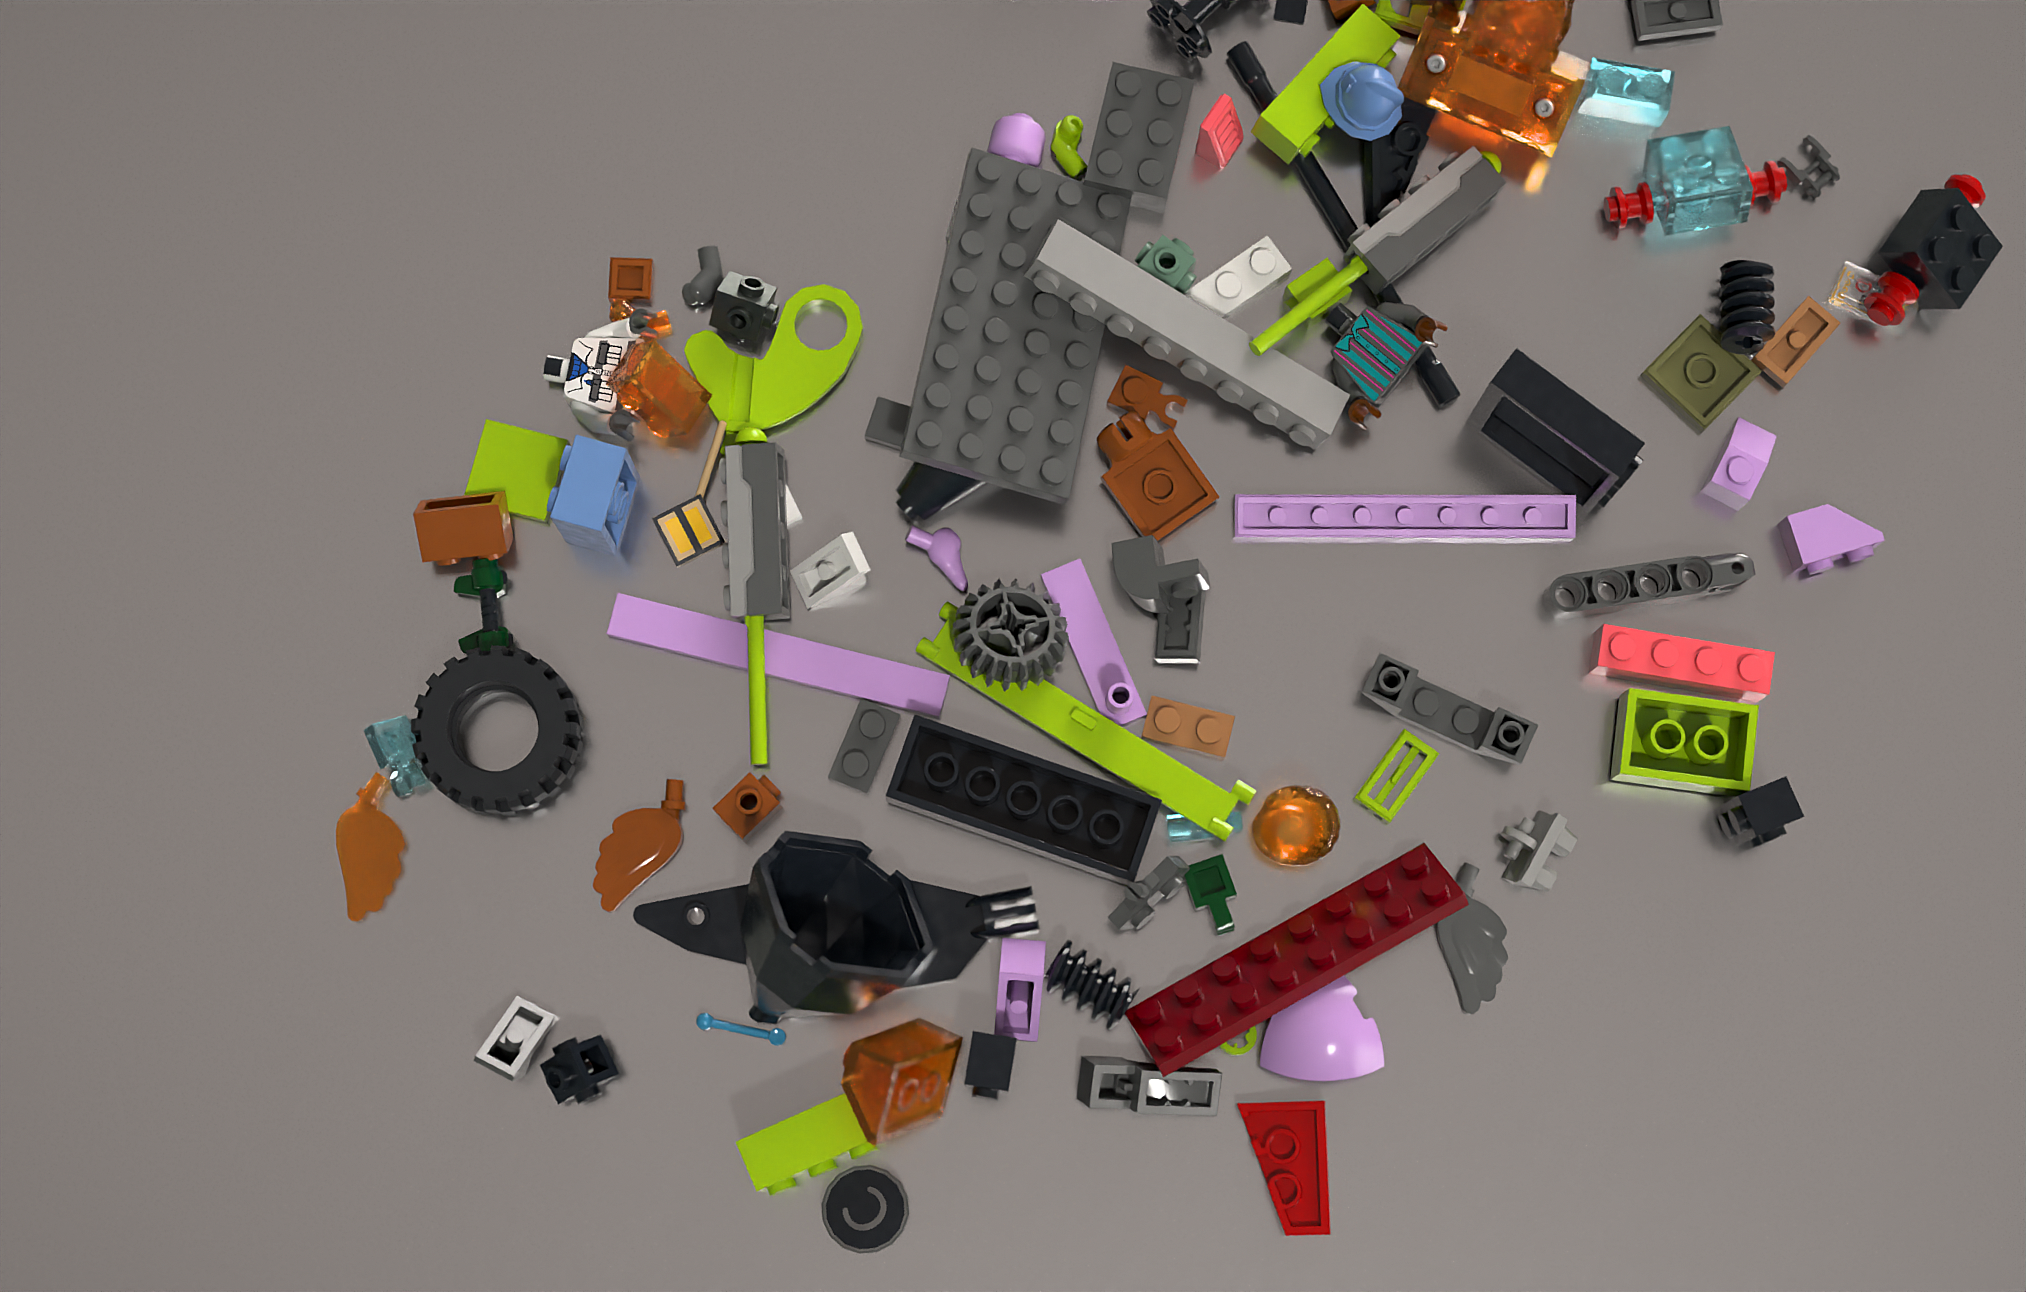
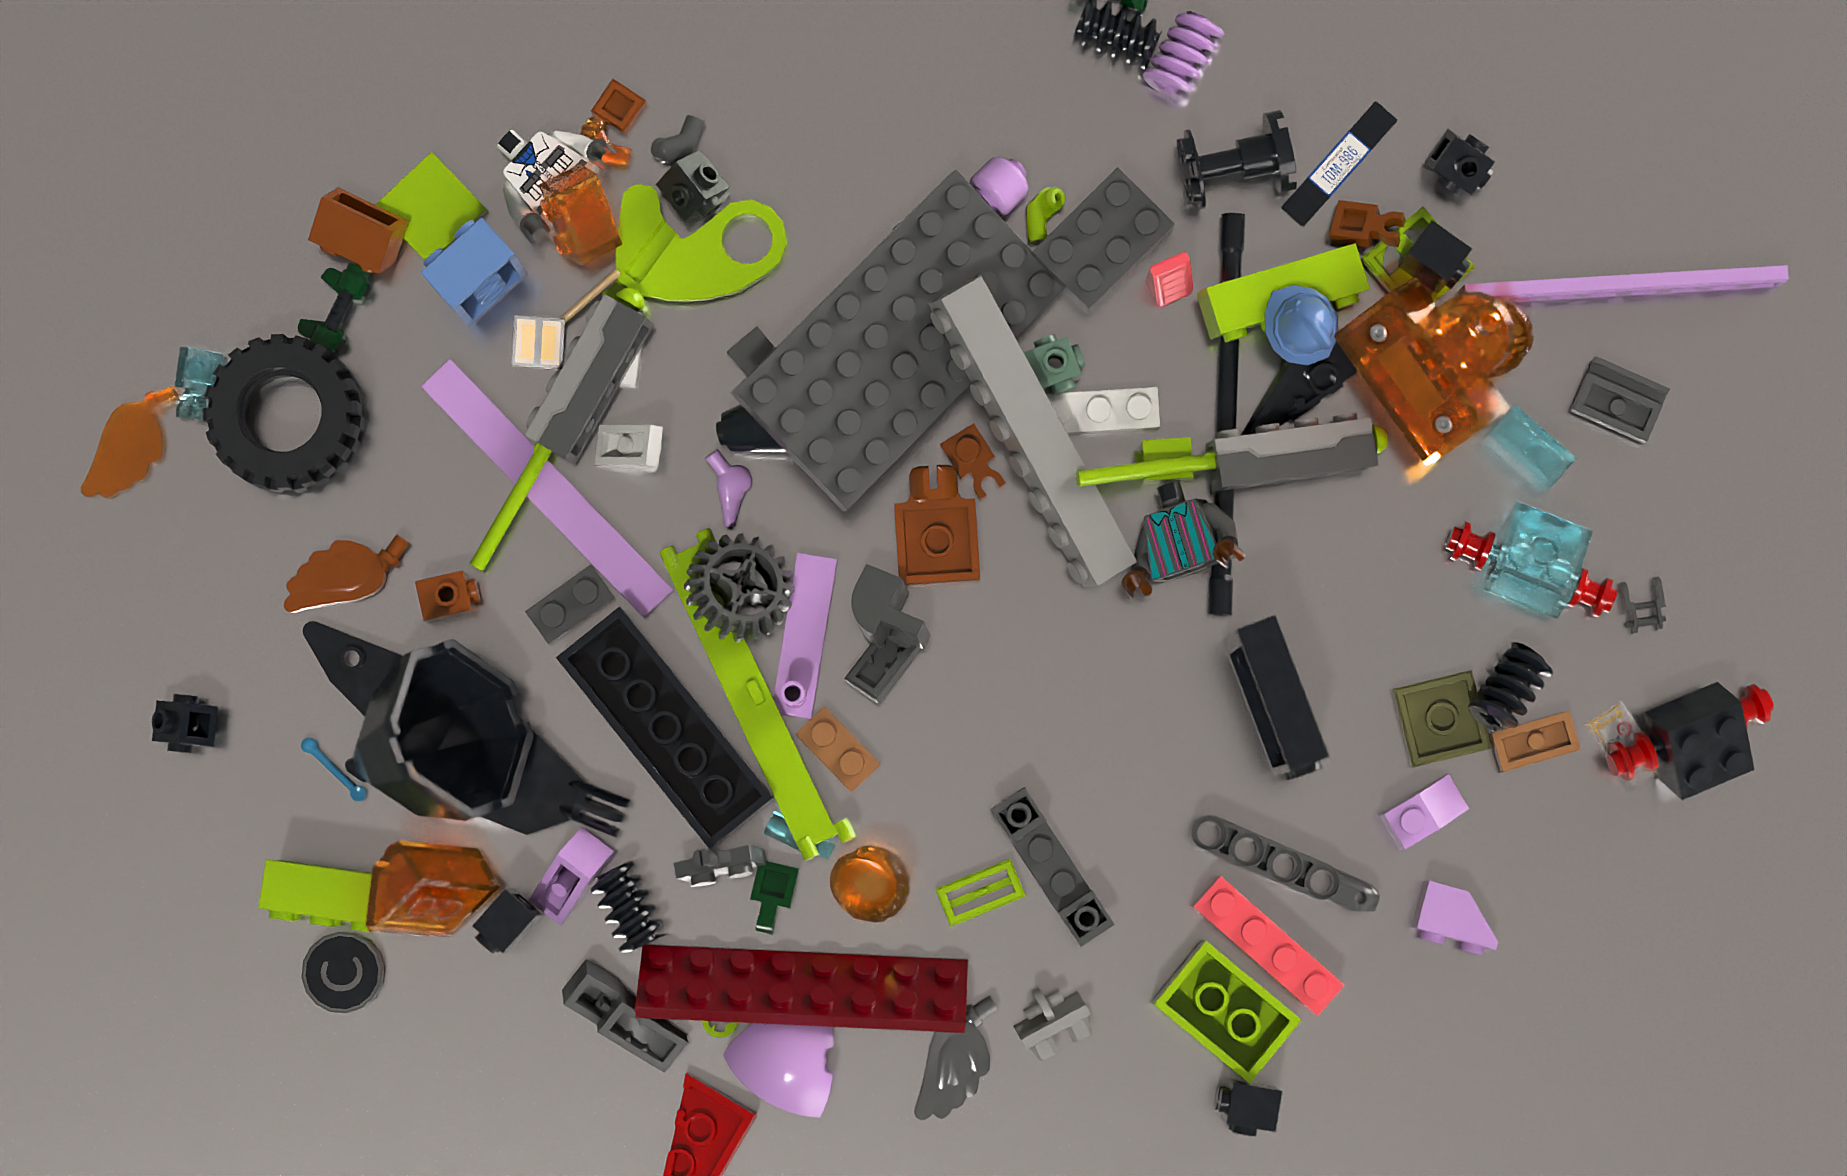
camera: 35 degrees right, 5 degrees up
(515, 1039) = (148, 669): slope -> none
(1404, 516) = (1122, 686): lavender tile -> none

